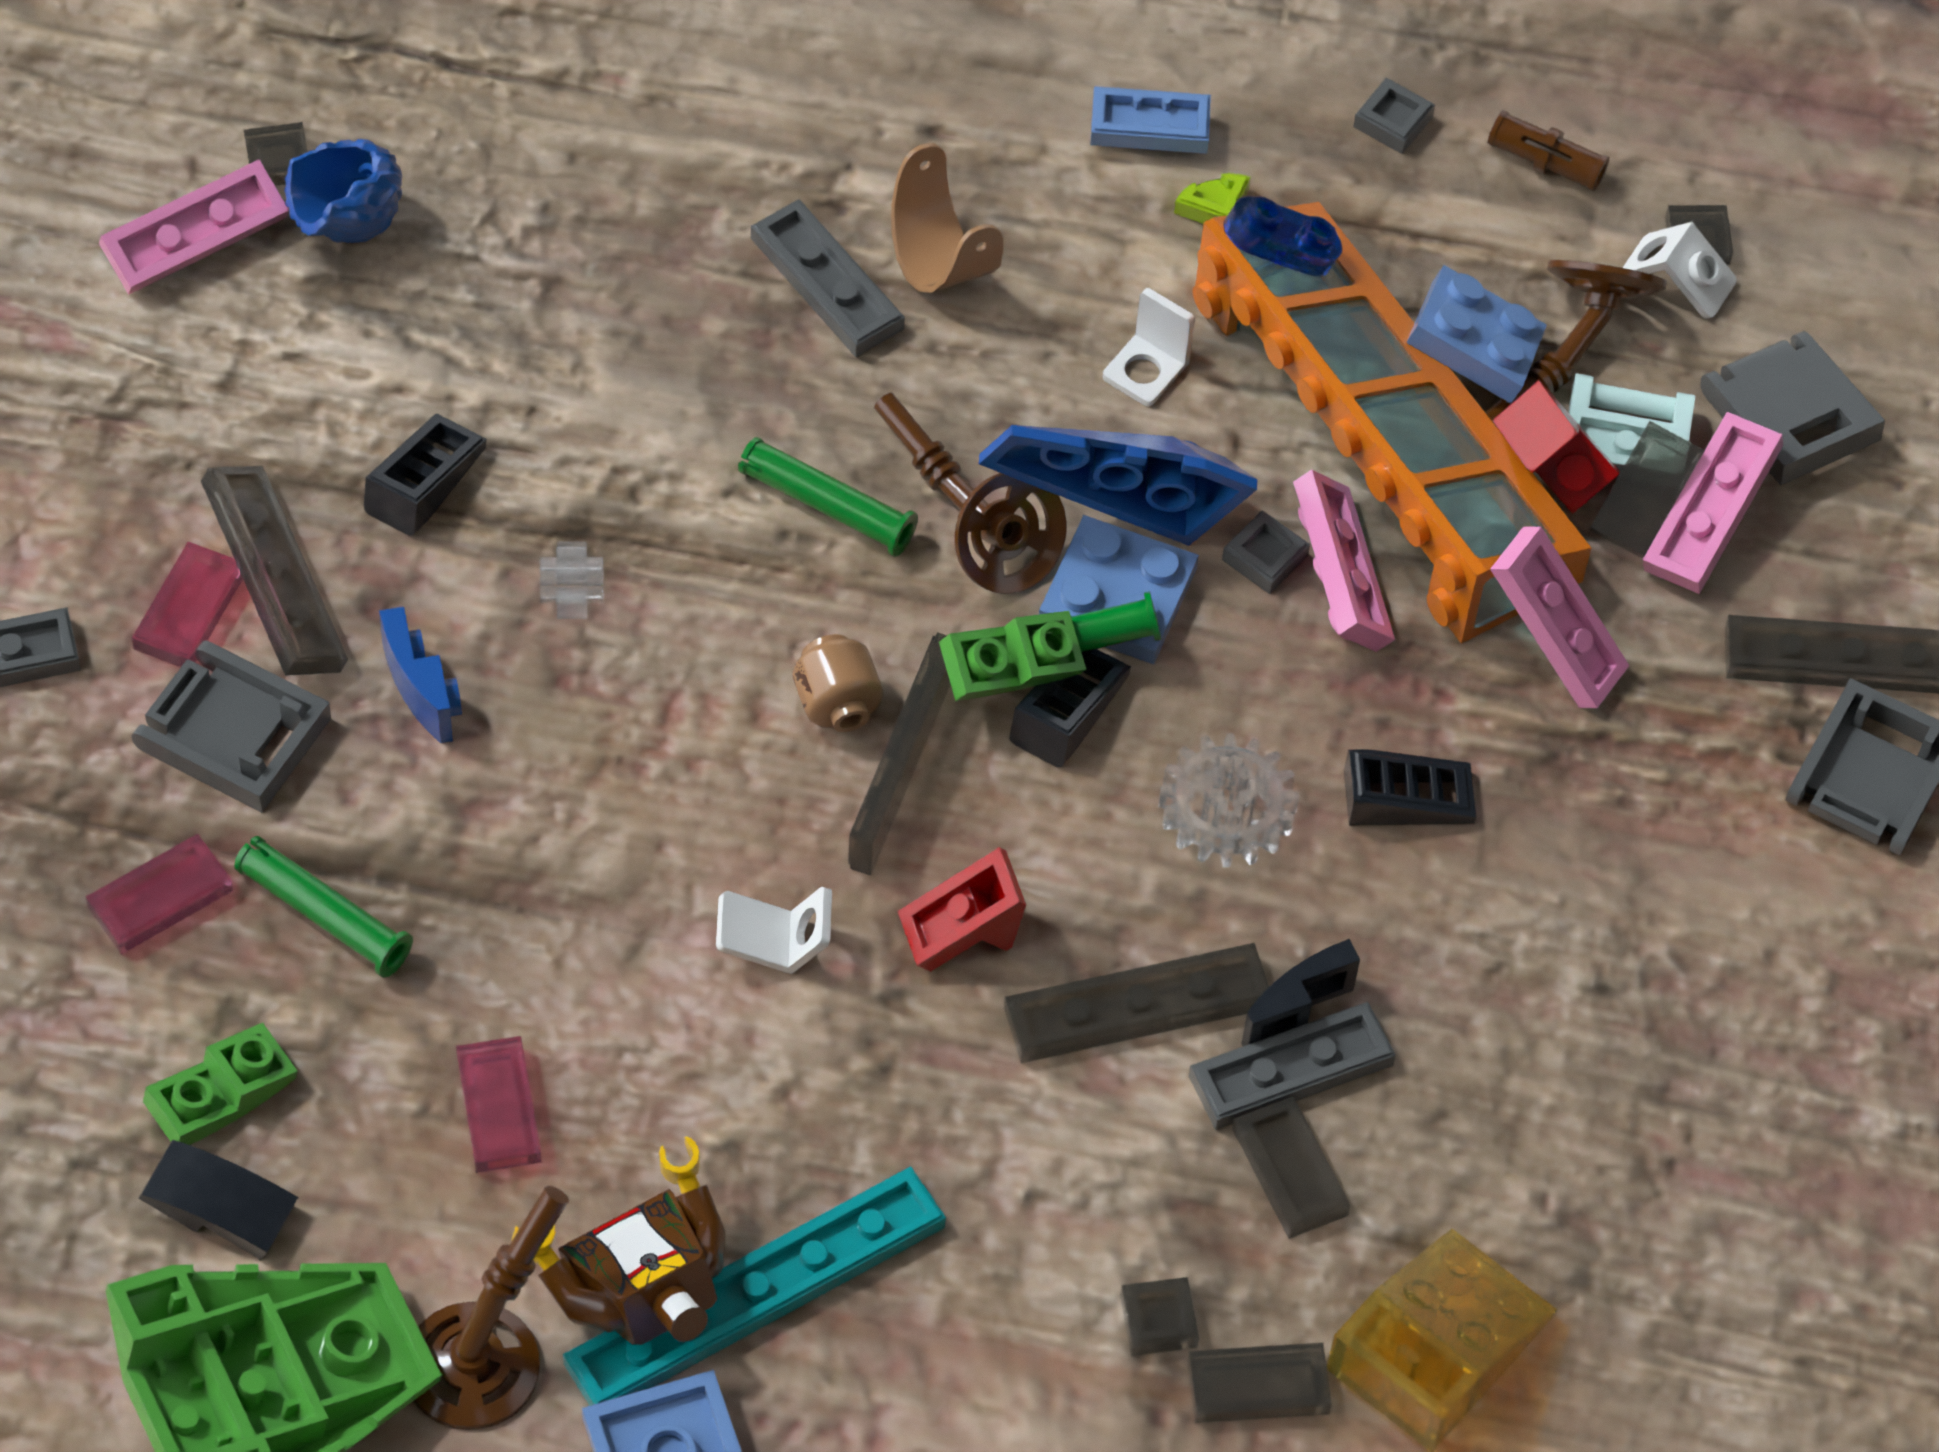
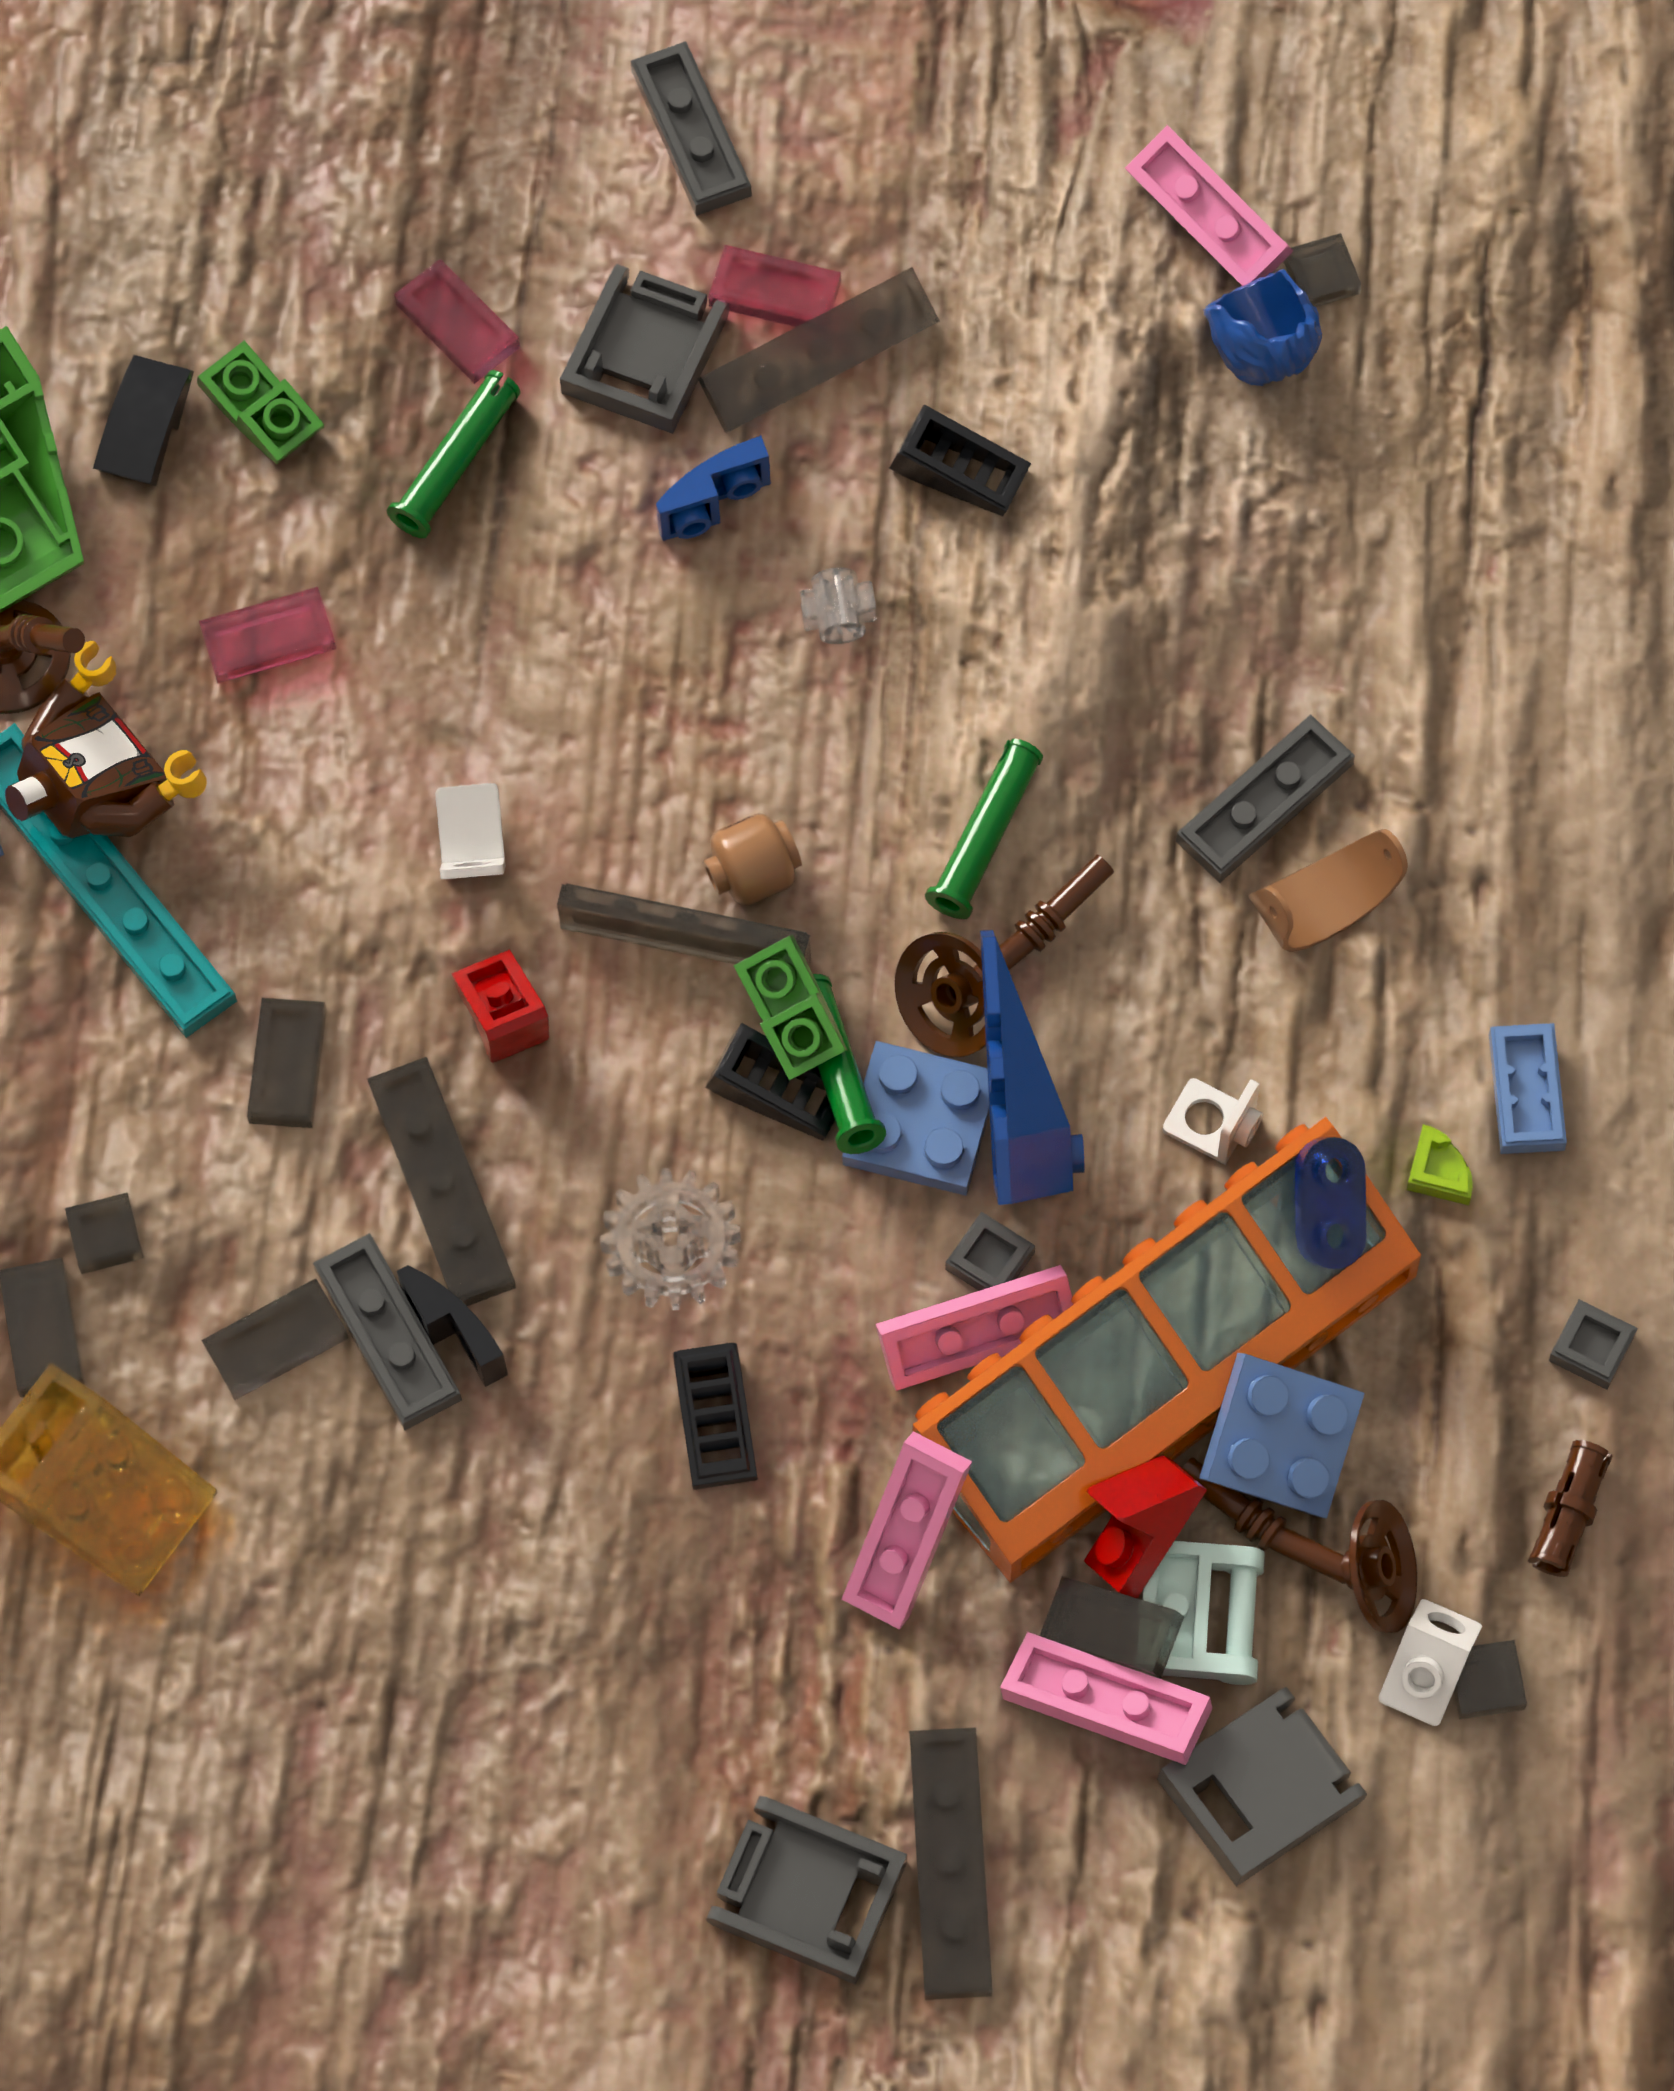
camera: 90 degrees right, 10 degrees up
(990, 1130) = (287, 1062): none -> clear smoke tile

